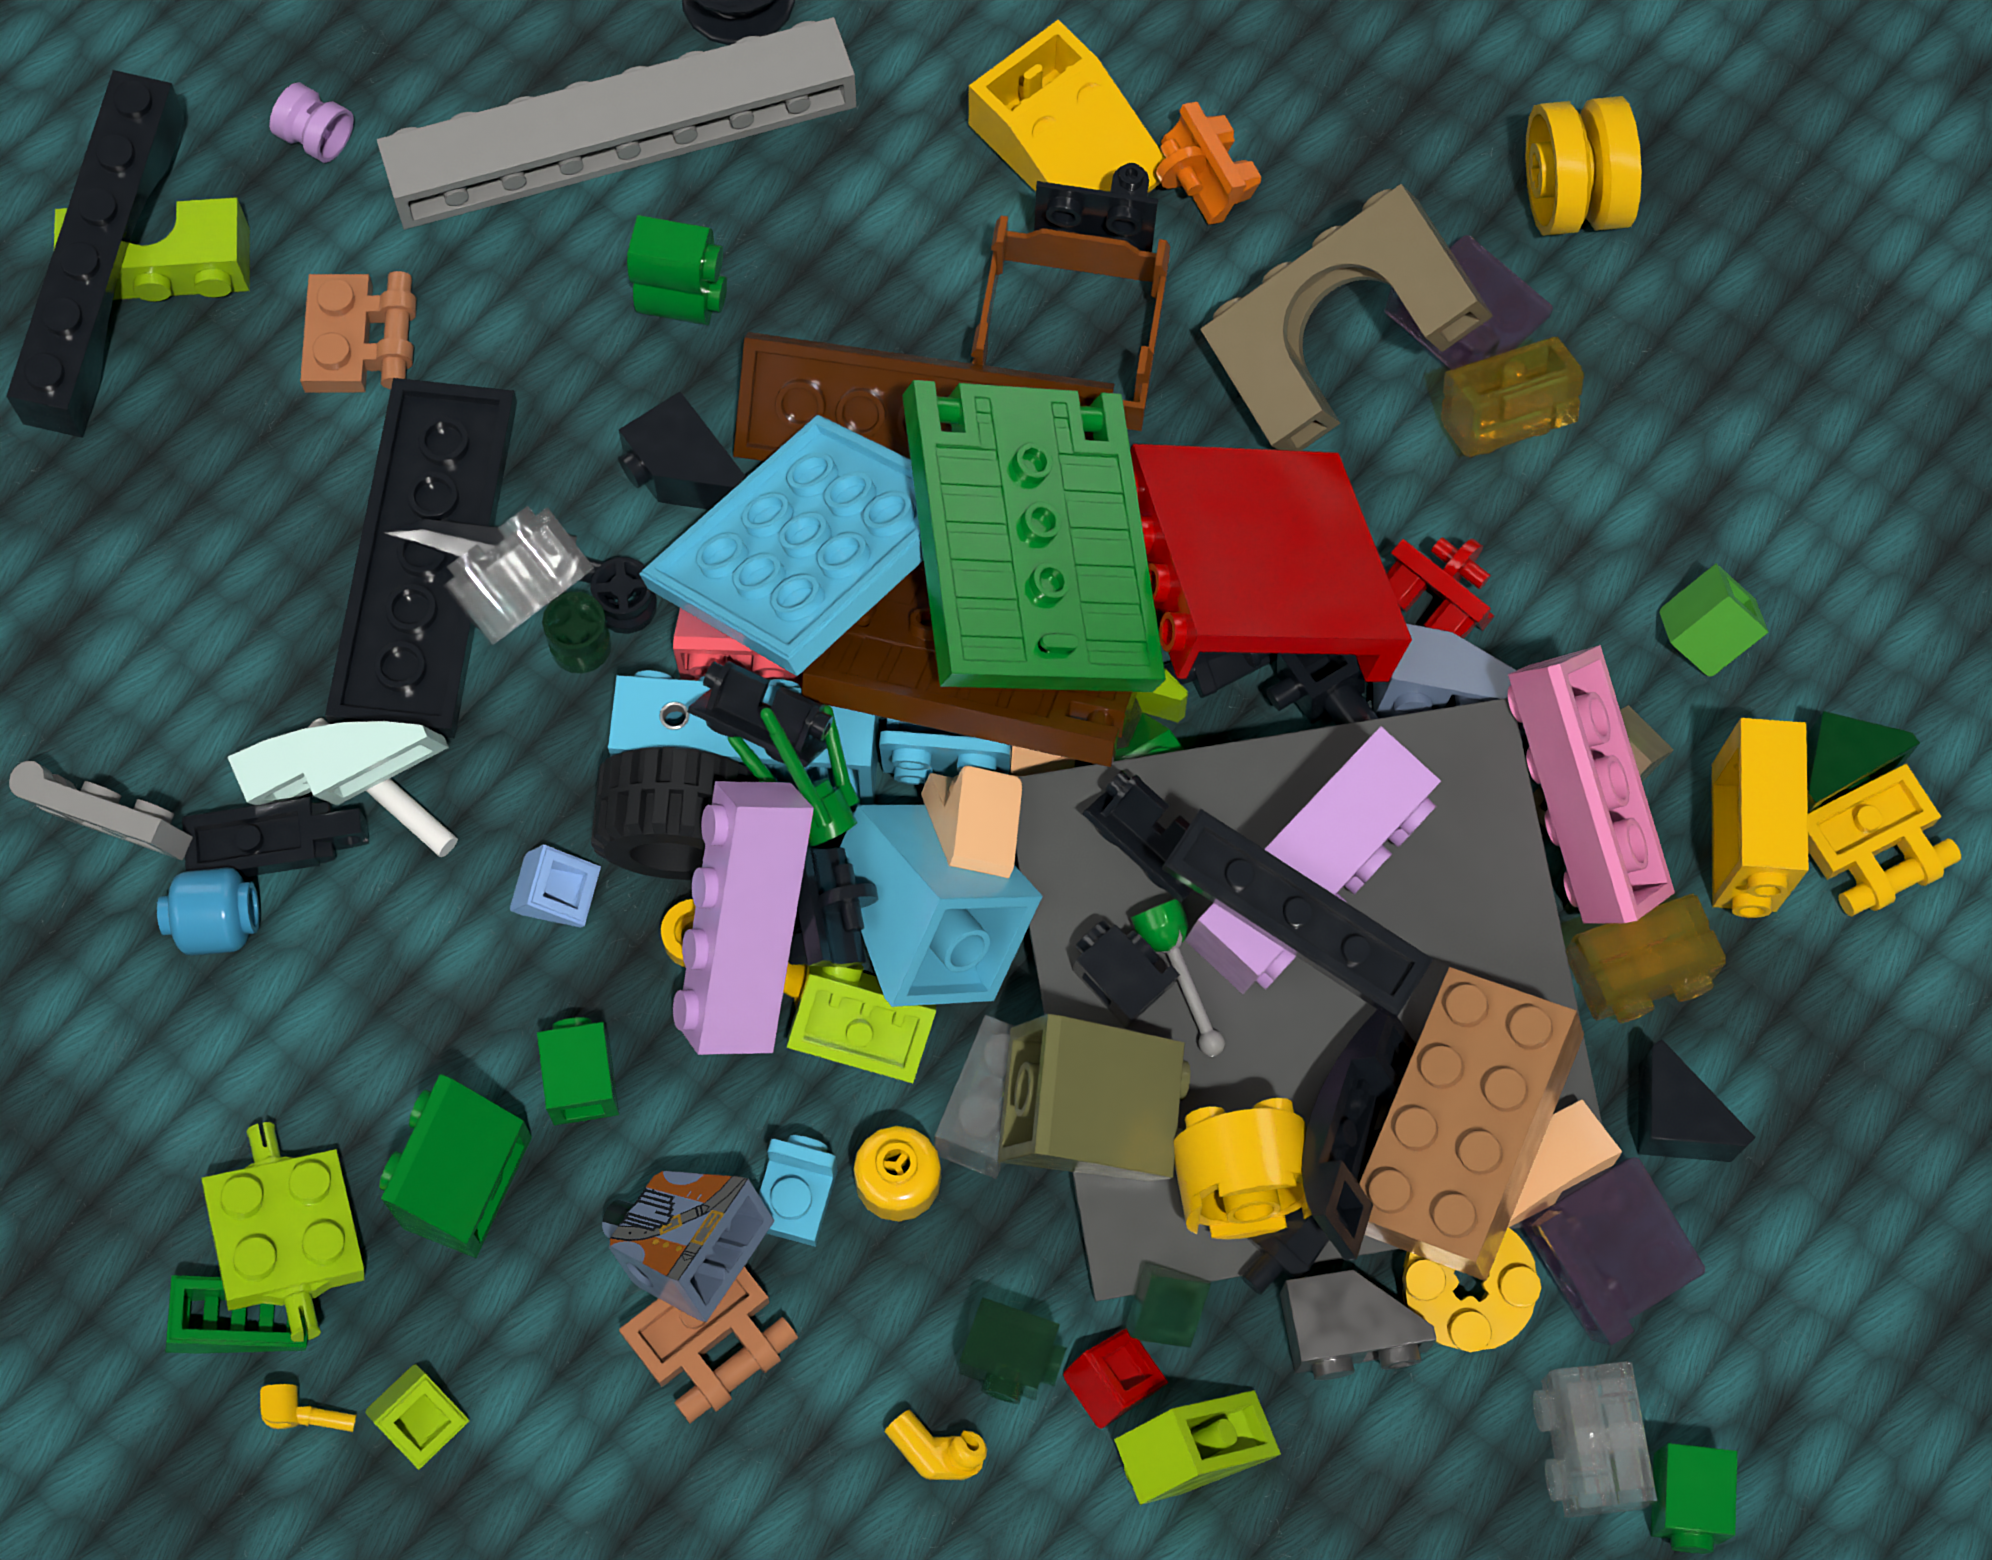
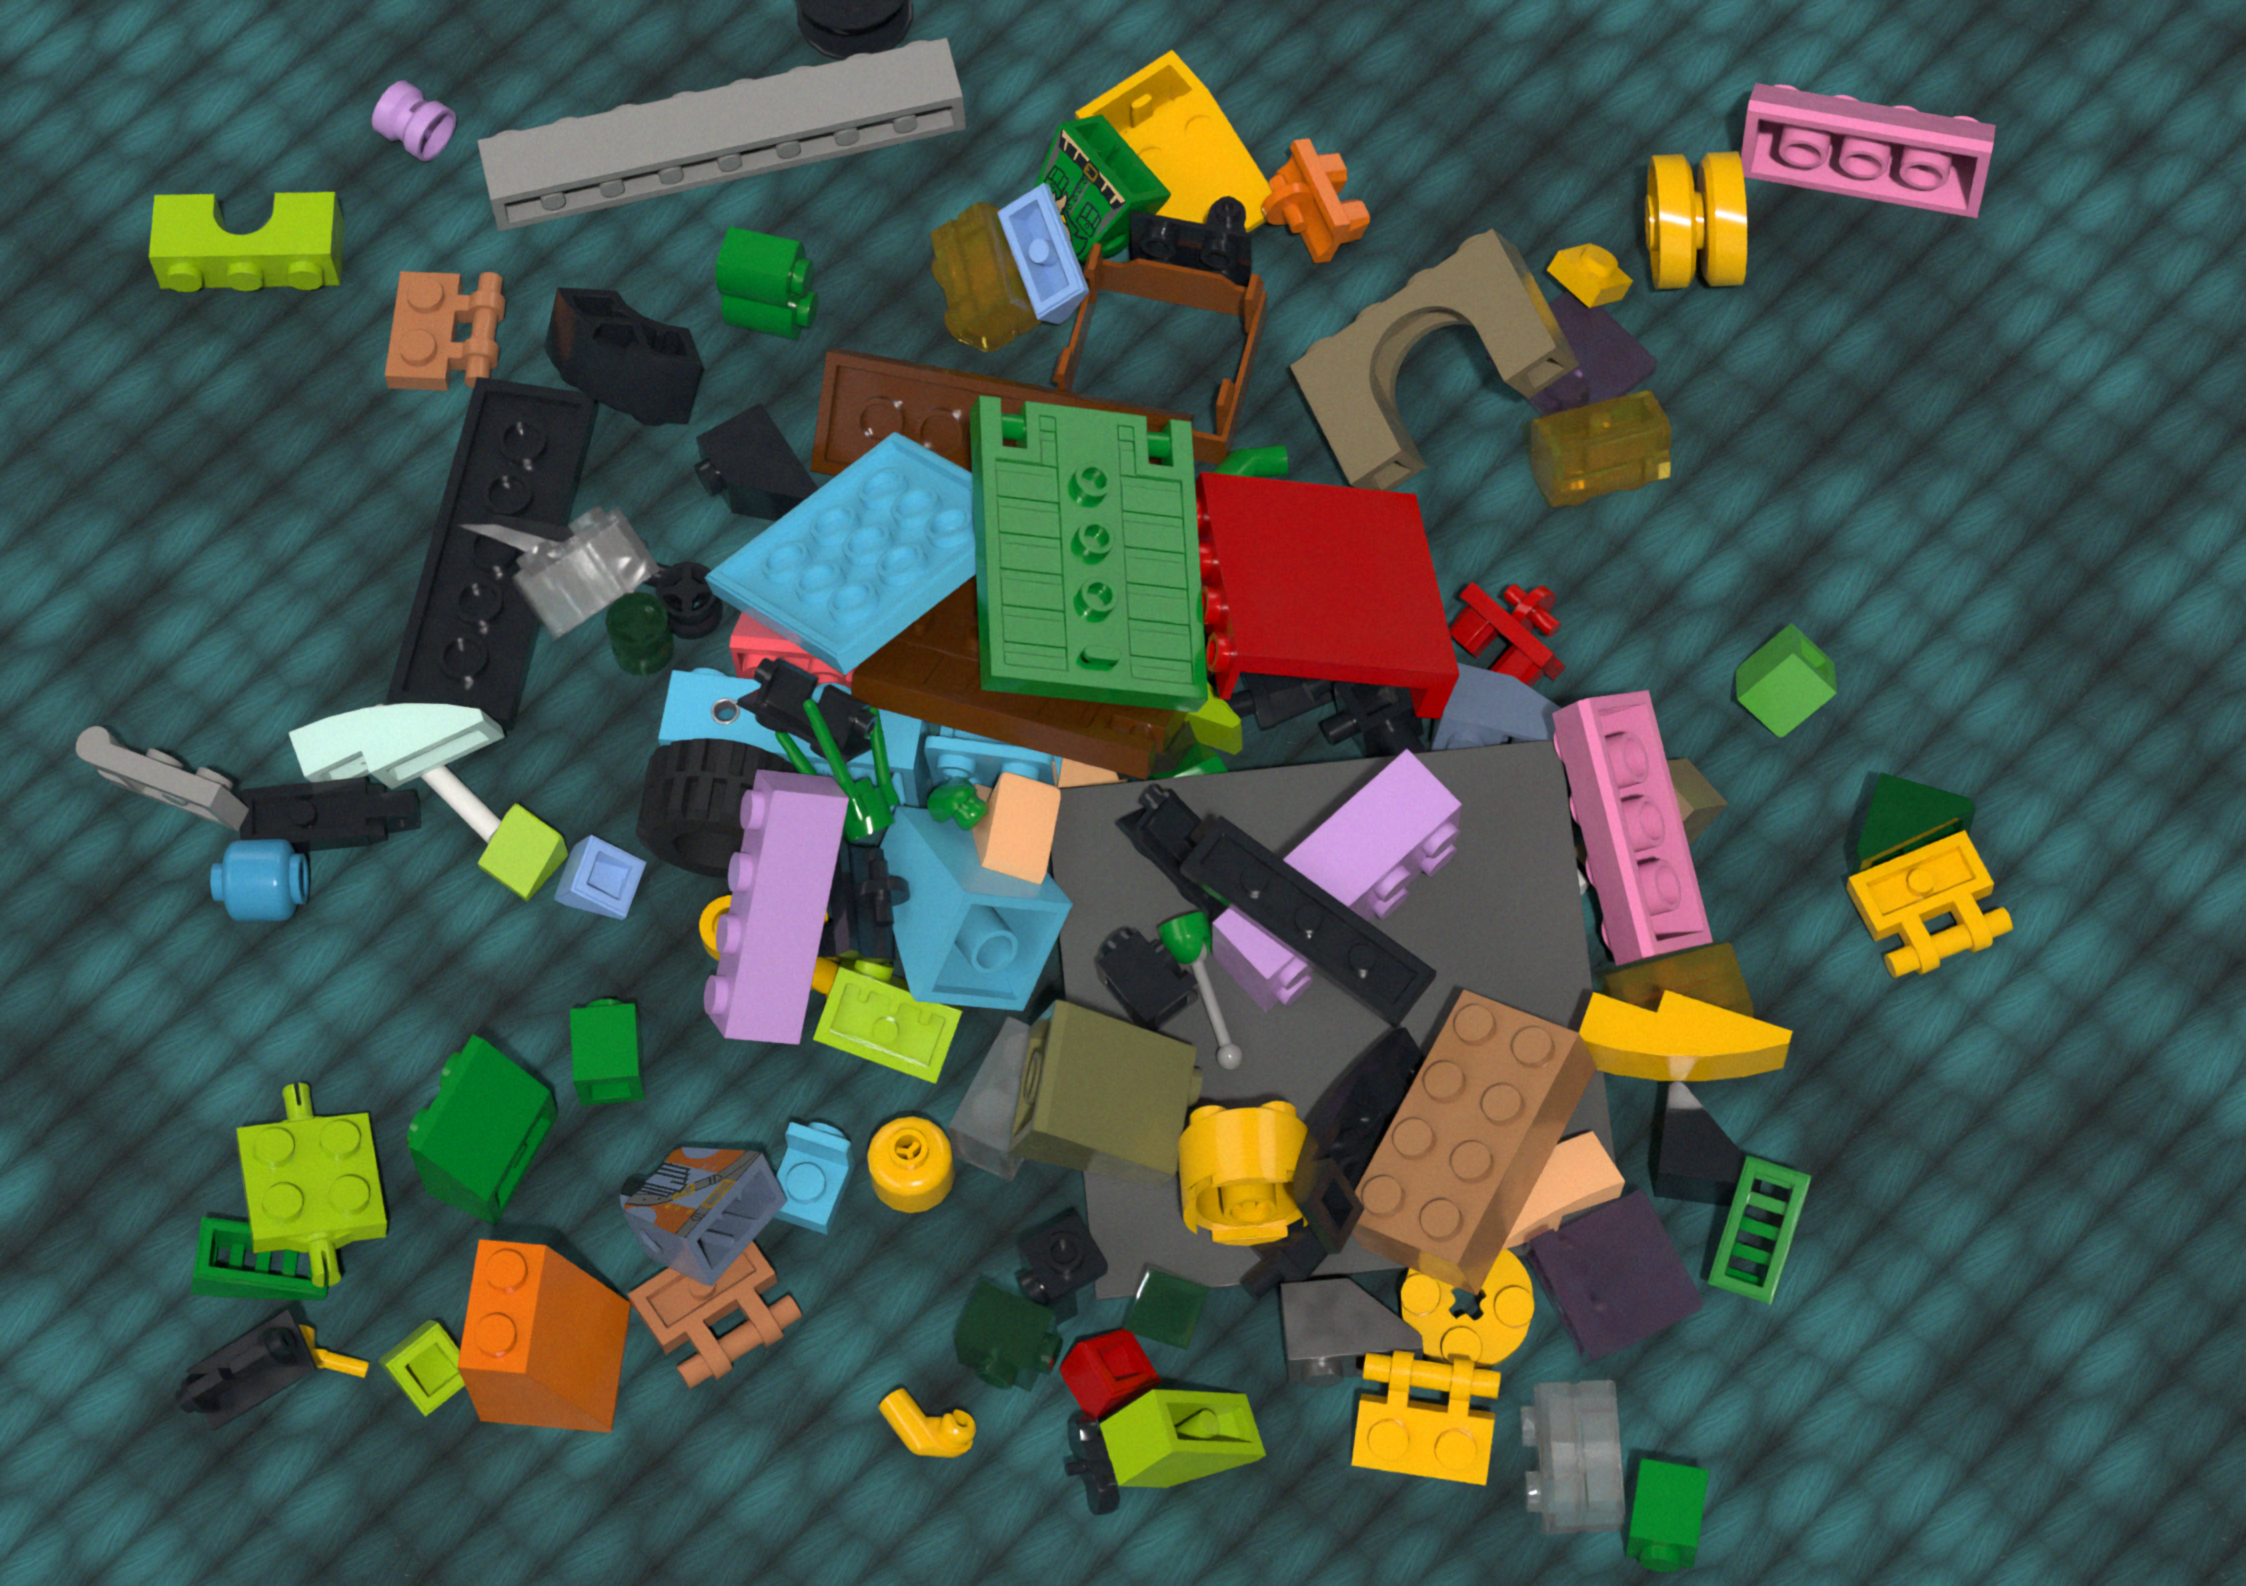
camera: 10 degrees right, 5 degrees down
(68, 329) = (162, 307): black arch -> none
(229, 1439) = (247, 1371): none -> black hinge
(475, 865) = (523, 852): none -> lime slope
(535, 1389) = (542, 1340): none -> orange slope
(538, 350) = (623, 356): none -> black brick
(891, 254) = (981, 280): none -> clear yellow brick
(918, 796) = (957, 801): none -> green arm
(950, 228) = (1044, 255): none -> light blue slope
(992, 164) = (1098, 184): none -> green torso
(1059, 1274) = (1059, 1265): none -> black bracket
(1109, 1481) = (1092, 1466): none -> black piece
(1170, 427) = (1255, 462): none -> green arm
(1438, 1427) = (1423, 1436): none -> yellow plate
(1480, 223) = (1590, 274): none -> yellow plate
(1664, 1002) = (1680, 1041): none -> yellow slope
(1737, 89) = (1866, 149): none -> bright pink slope
(1759, 816) = (1803, 871): yellow window -> none
(1767, 1247) = (1742, 1282): none -> green slope

